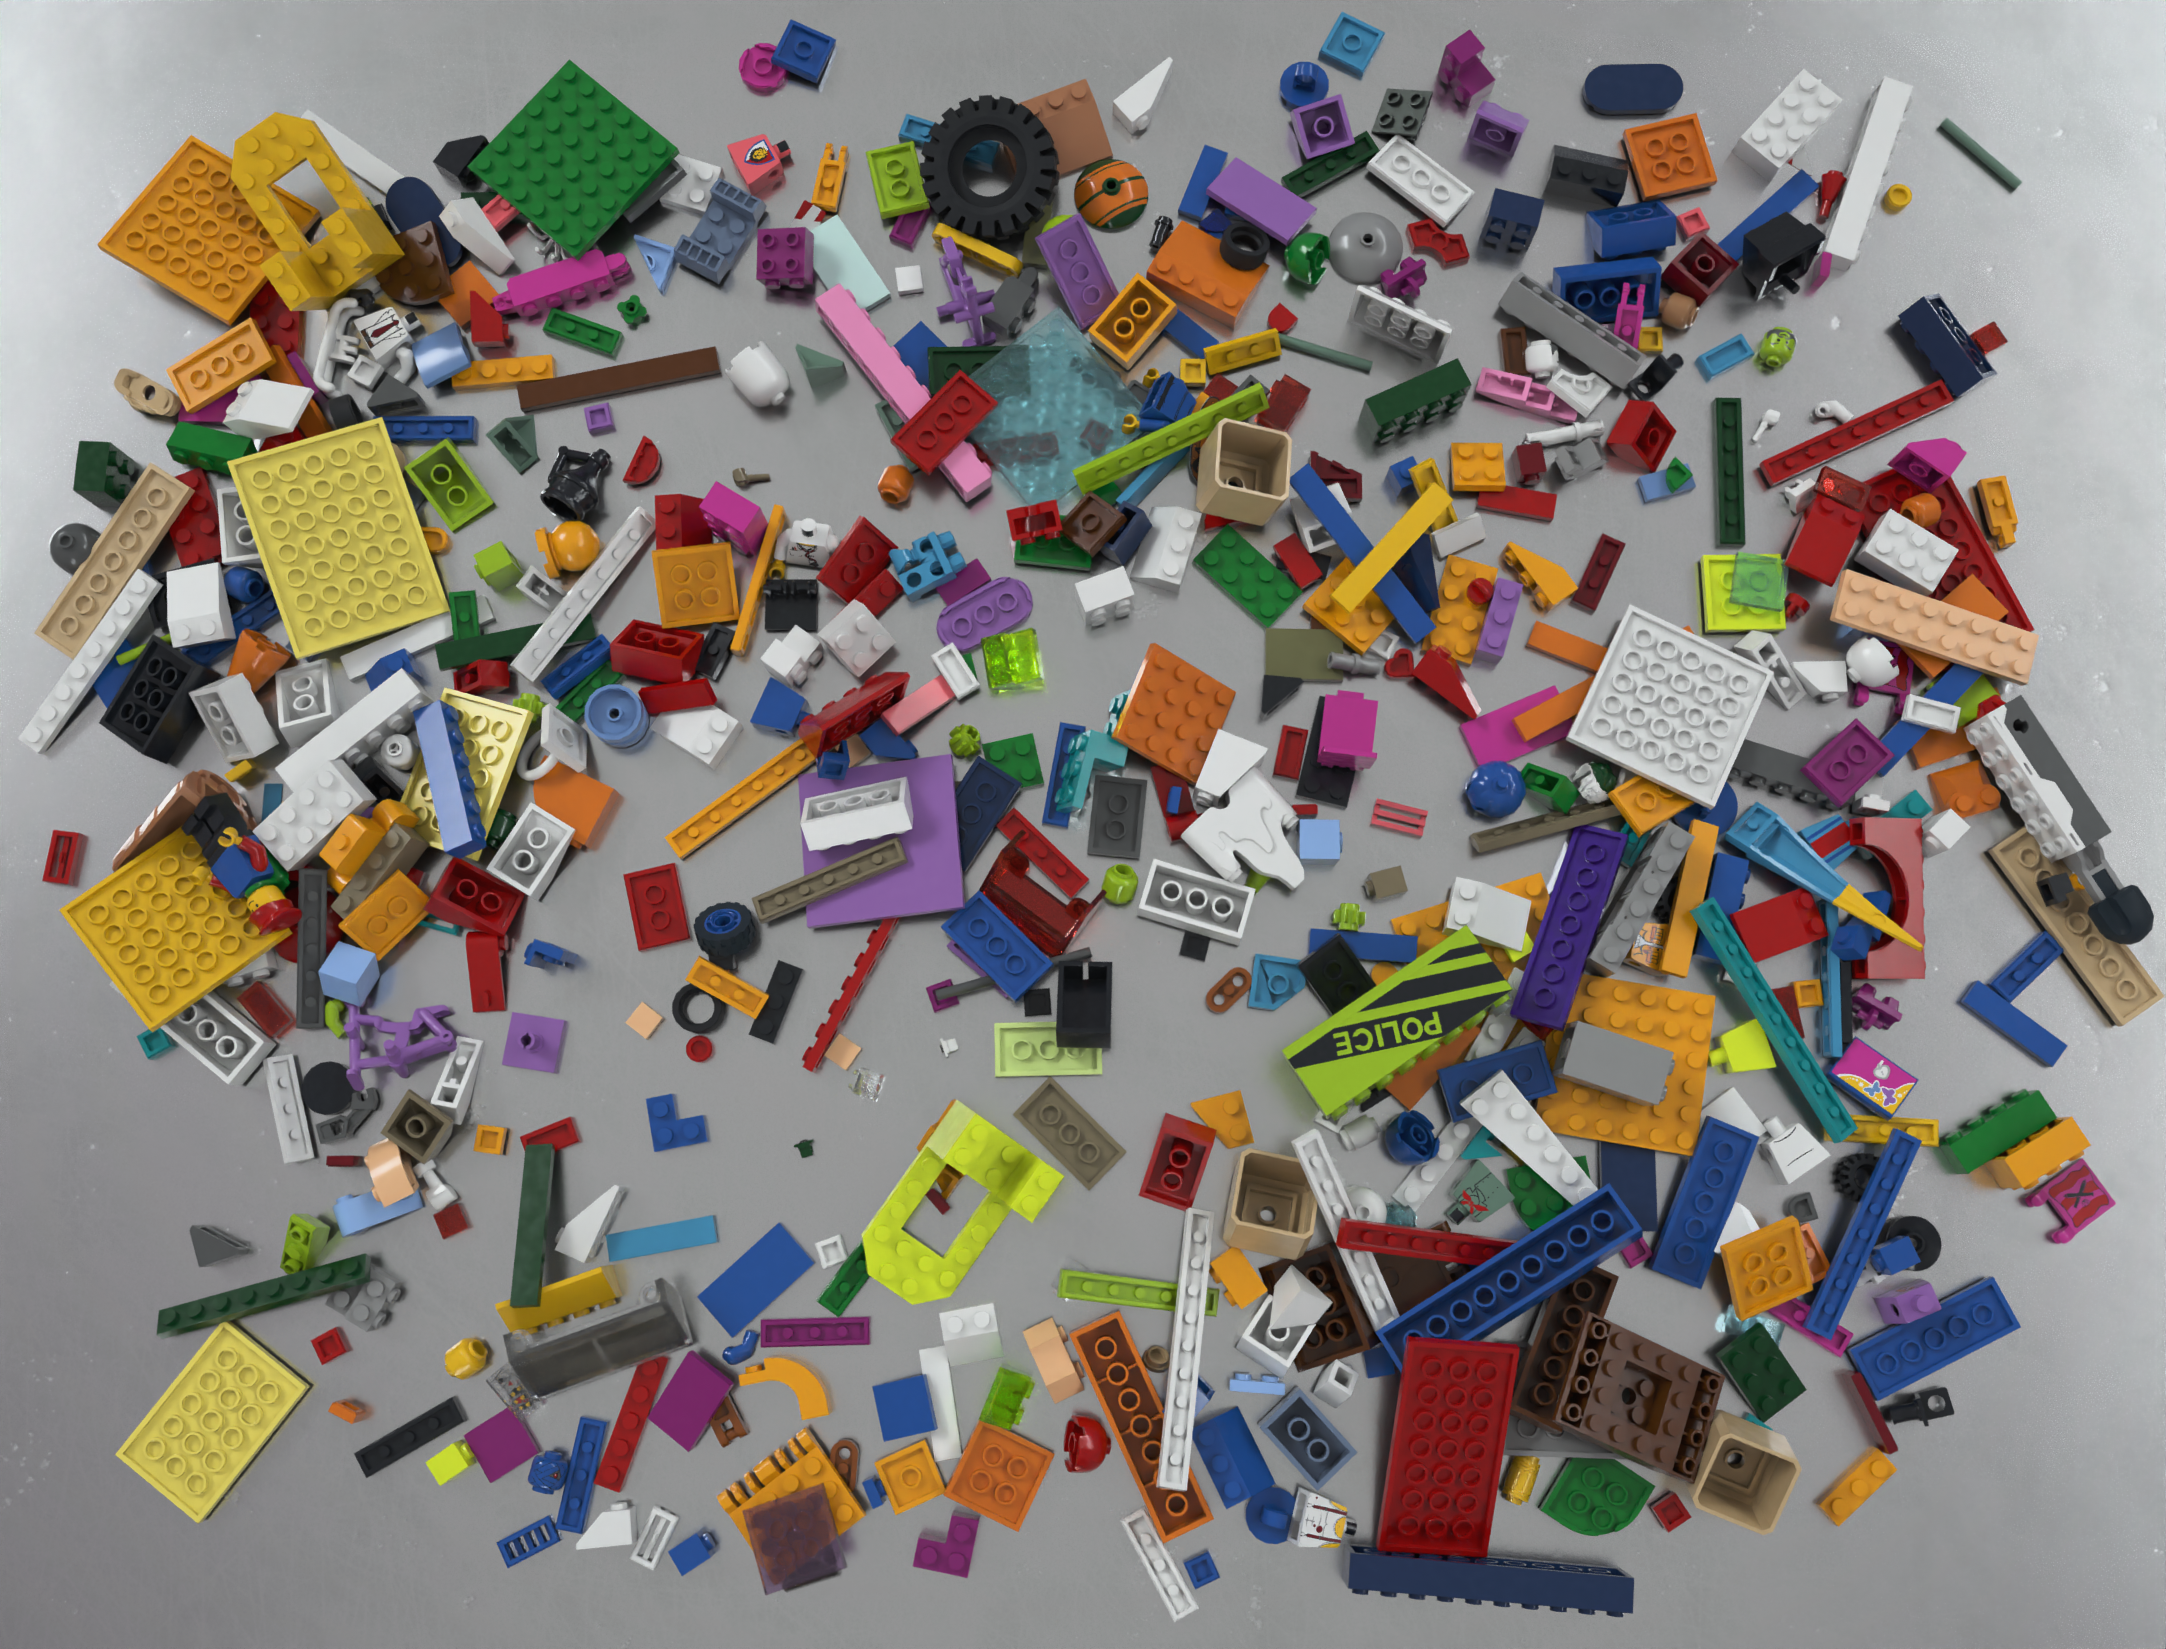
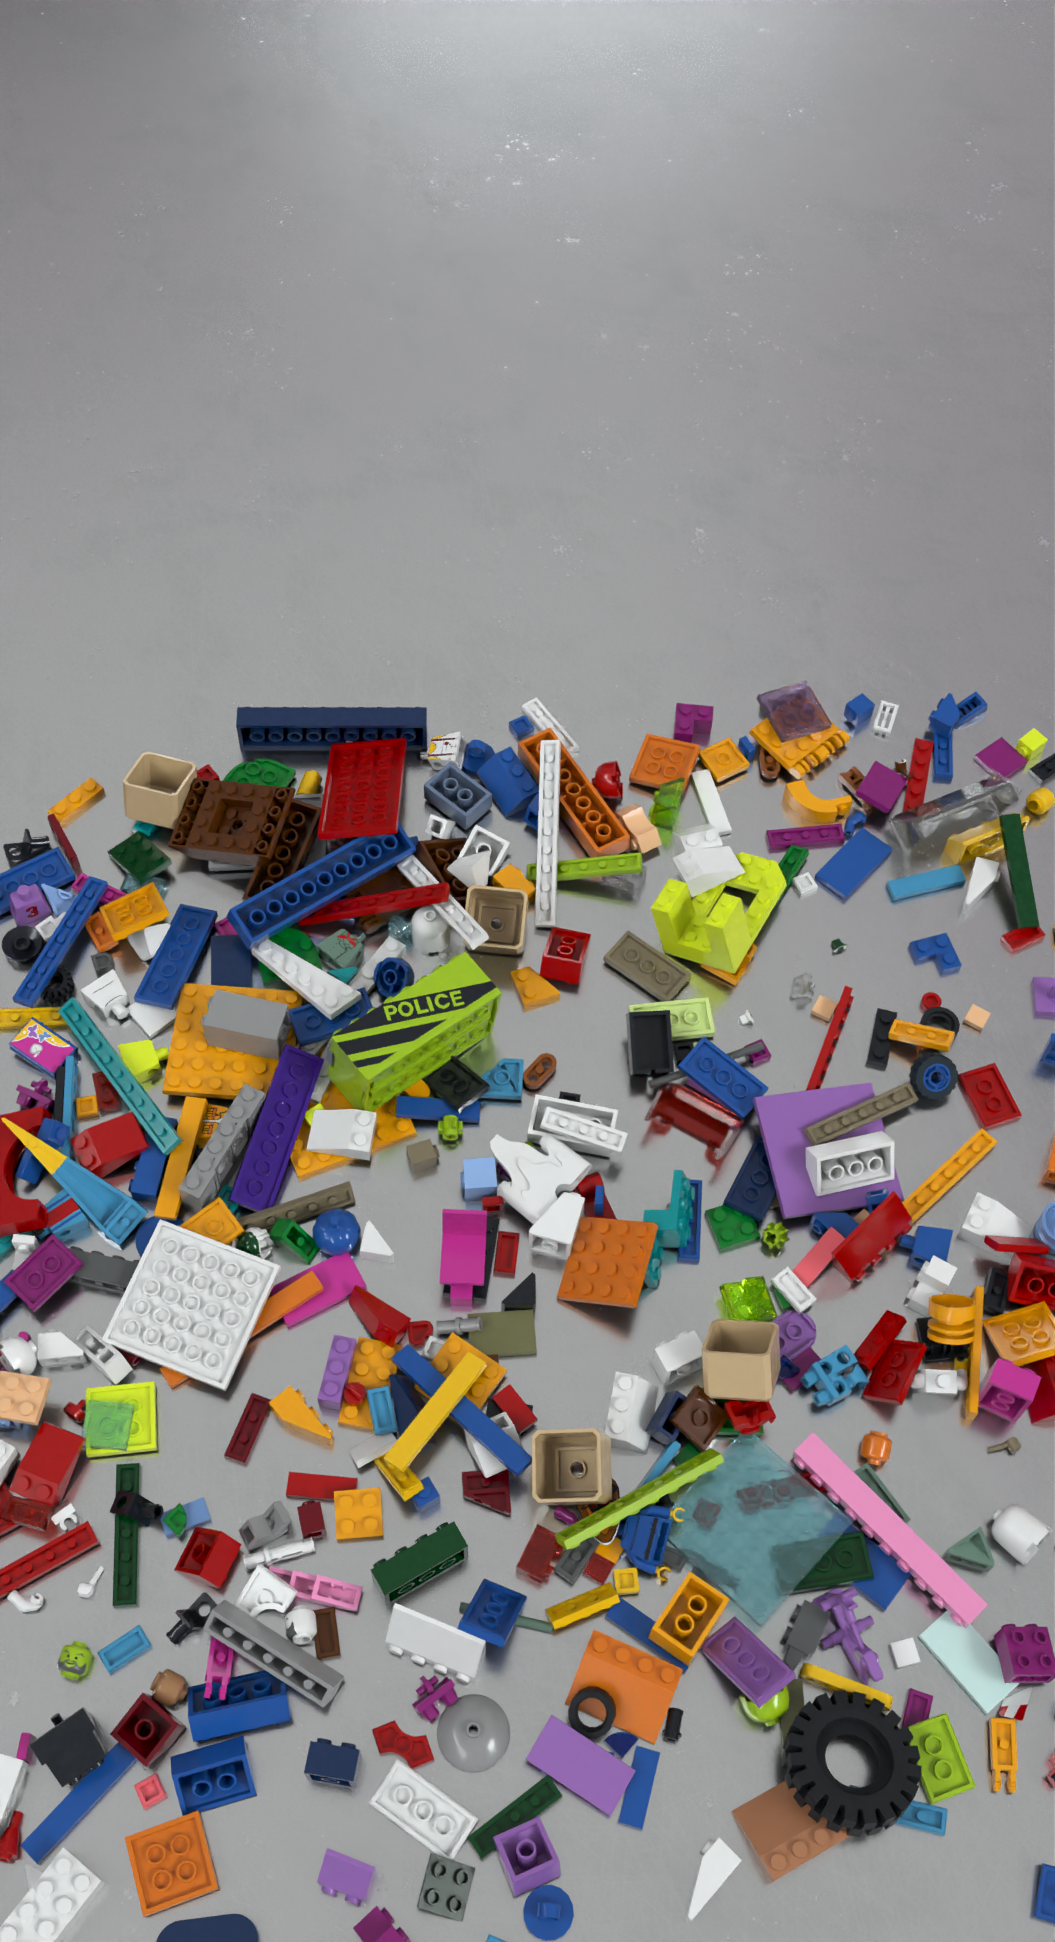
camera: 170 degrees right, 20 degrees down
(547, 1472) = (965, 743): blue head -> none
(564, 1519) = (945, 717): none -> blue slope
(612, 1528) = (914, 717): white slope -> none
(651, 1438) = (901, 768): none -> reddish brown hand
(780, 603) = (951, 1319): none -> light orange wheel
(856, 638) = (881, 1303): white brick -> none
(905, 1407) = (734, 796): blue tile -> none
(944, 422) = (845, 1494): red tile -> none
(965, 1276) = (707, 868): none -> white slope
(983, 580) = (788, 1368): none -> clear blue tile
(1036, 589) = (741, 1360): none -> tan plate
(1043, 854) = (698, 1157): red plate -> none
(1108, 207) = (714, 1779): orange dish -> none
(1117, 816) = (641, 1187): dark grey plate -> none
(1120, 883) = (636, 1136): lime head -> none
(1156, 1359) = (566, 835): tan plate -> none
(1186, 879) = (584, 1130): none -> white plate
(1247, 577) = (556, 1395): green plate -> none
(1268, 1384) = (497, 824): light blue plate -> none
(1281, 319) = (548, 1645): red tile -> none
(1306, 257) = (530, 1706): green cylinder -> none
(1342, 335) = (492, 1613): none -> blue tile
(1402, 808) = (416, 1202): coral tile -> none
(1449, 570) = (381, 1410): none -> dark azure tile
(1449, 771) = (374, 1247): none -> white slope
(1566, 646) = (276, 1360): orange tile -> none
(1586, 176) = (256, 1835): black slope -> none
(1650, 340) = (196, 1659): yellow tile -> none
(1721, 490) = (136, 1508): none -> black bracket
(1867, 1311) = (58, 899): none -> light blue tile
(1894, 1255) = (39, 928): blue brick -> none

